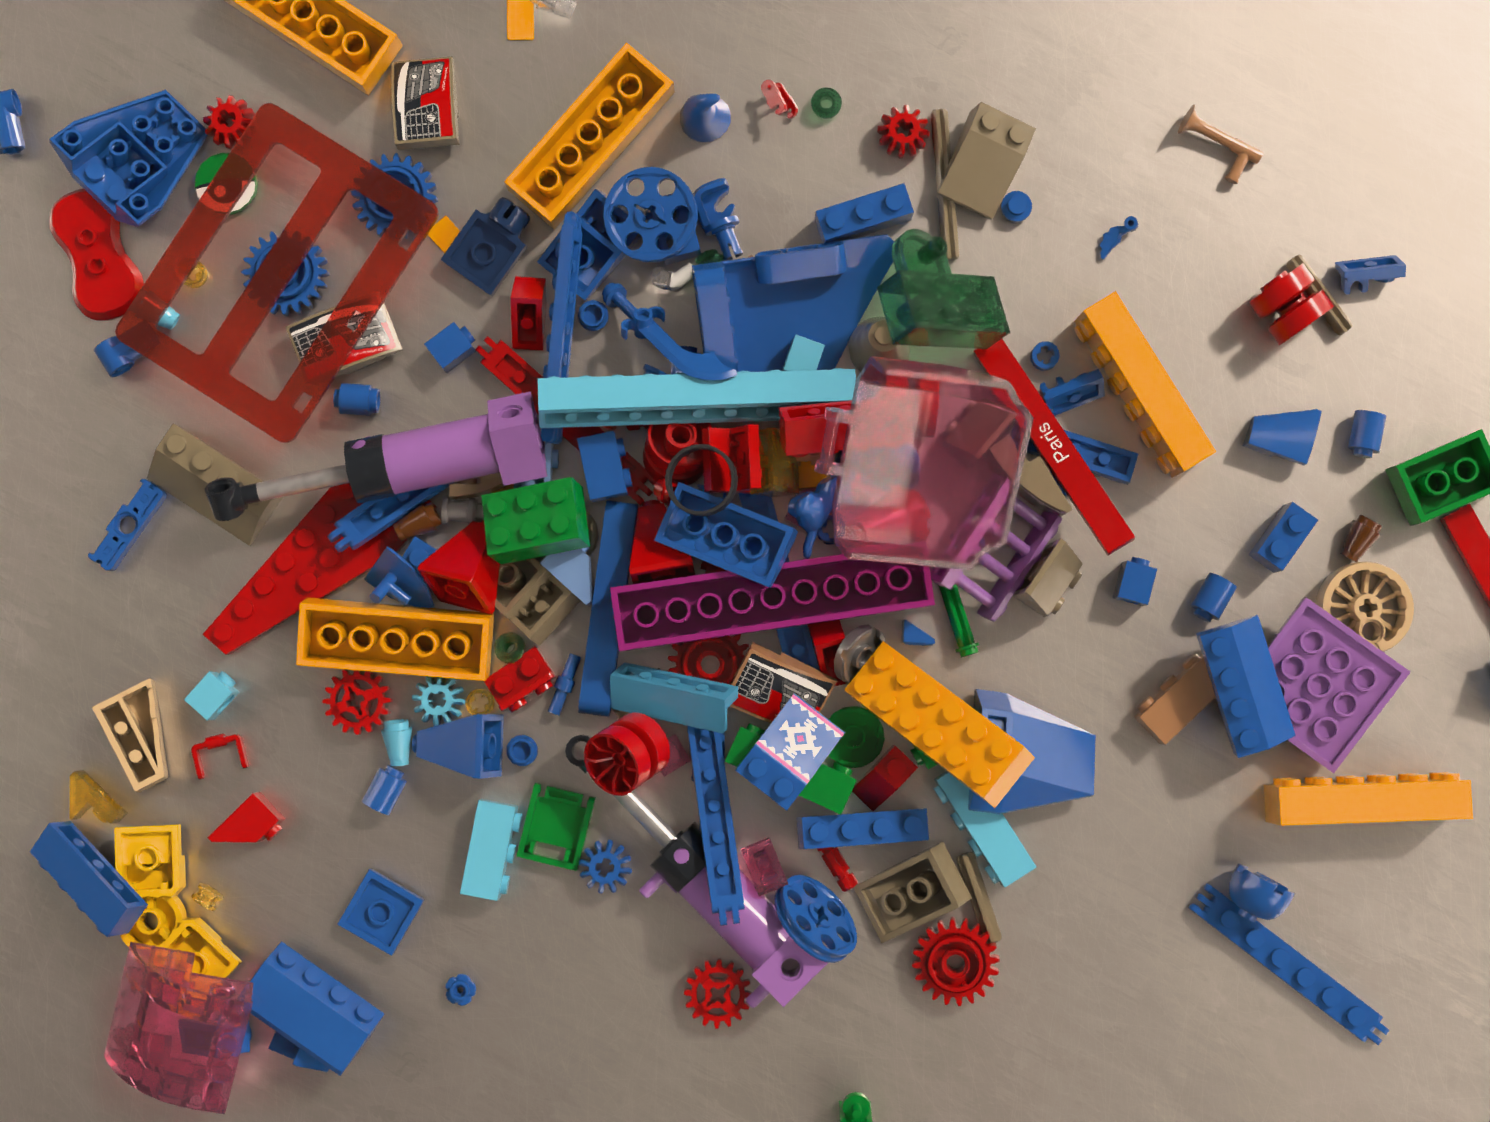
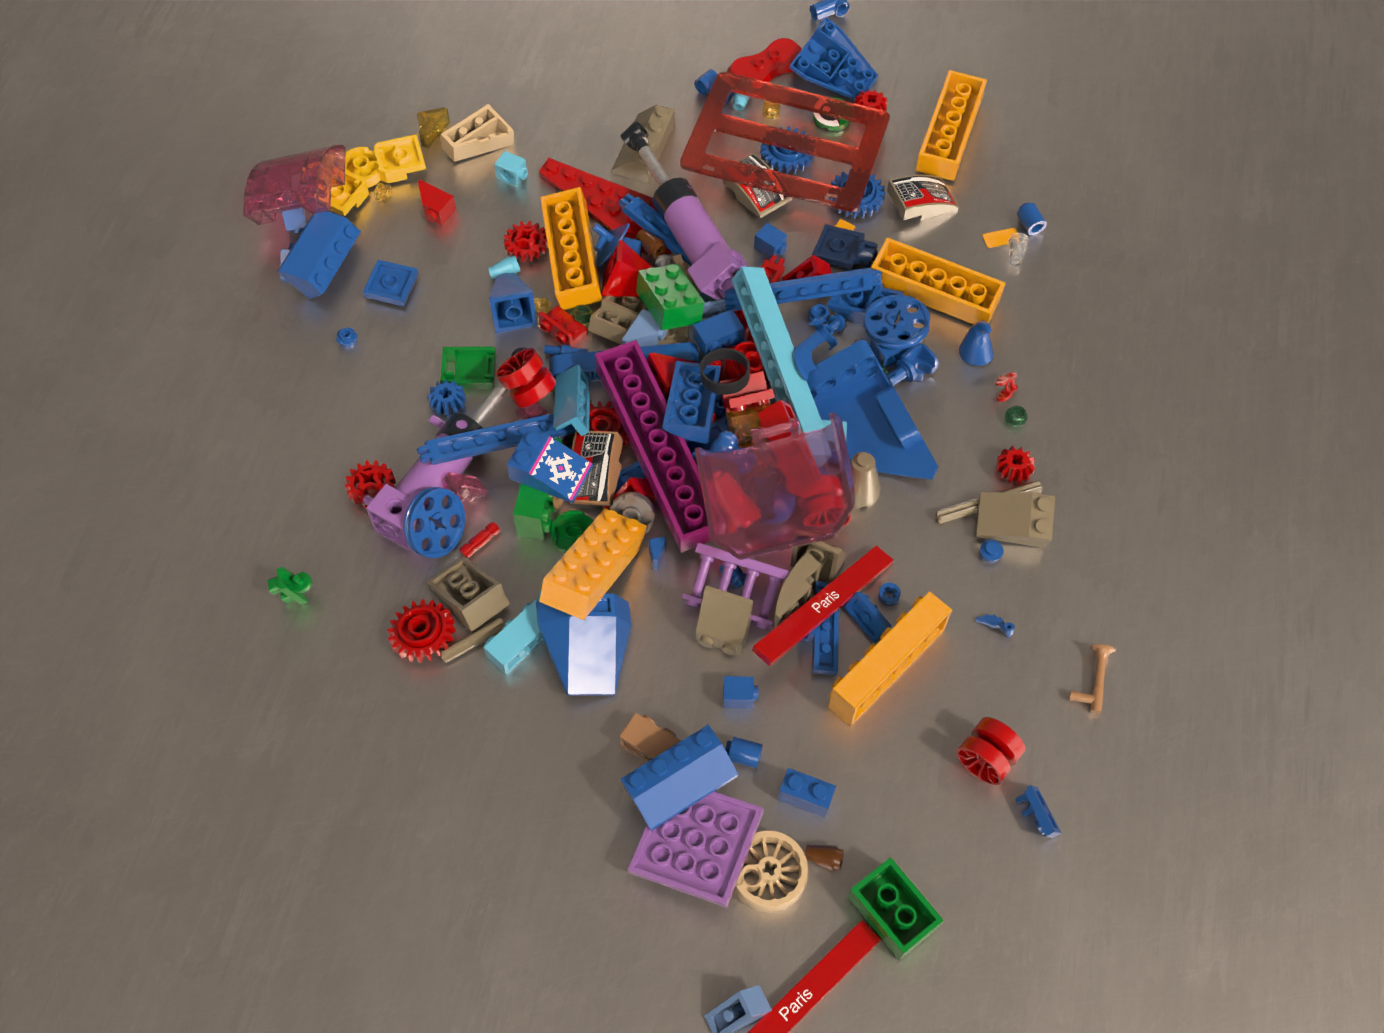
camera: 75 degrees right, 25 degrees down
(88, 878) = (381, 126): blue brick -> none
(141, 509) = (617, 115): blue piece -> none
(215, 742) = (482, 179): red piece -> none
(357, 399) = (720, 201): blue brick -> none
(385, 789) = (471, 267): blue brick -> none
(440, 710) = (539, 281): medium azure gear -> none
(490, 850) = (444, 330): medium azure brick -> none
(522, 750) = (515, 337): blue plate -> none
(862, 828) = (507, 544): blue brick -> none
(864, 214) = (948, 453): blue brick -> none
(884, 778) = (545, 552): red slope -> none
(932, 305) = (902, 498): clear green brick -> none
(959, 621) = (678, 578): green axle -> none
(1258, 894) = (516, 835): blue cylinder -> none
(1284, 434) = (888, 778): blue slope -> none
(1290, 966) = (463, 886): blue hinge -> none
(1335, 317) = (999, 791): dark tan axle -> none
(1366, 433) = (910, 840): blue brick -> none
(1375, 800) = (613, 908): light orange brick -> none

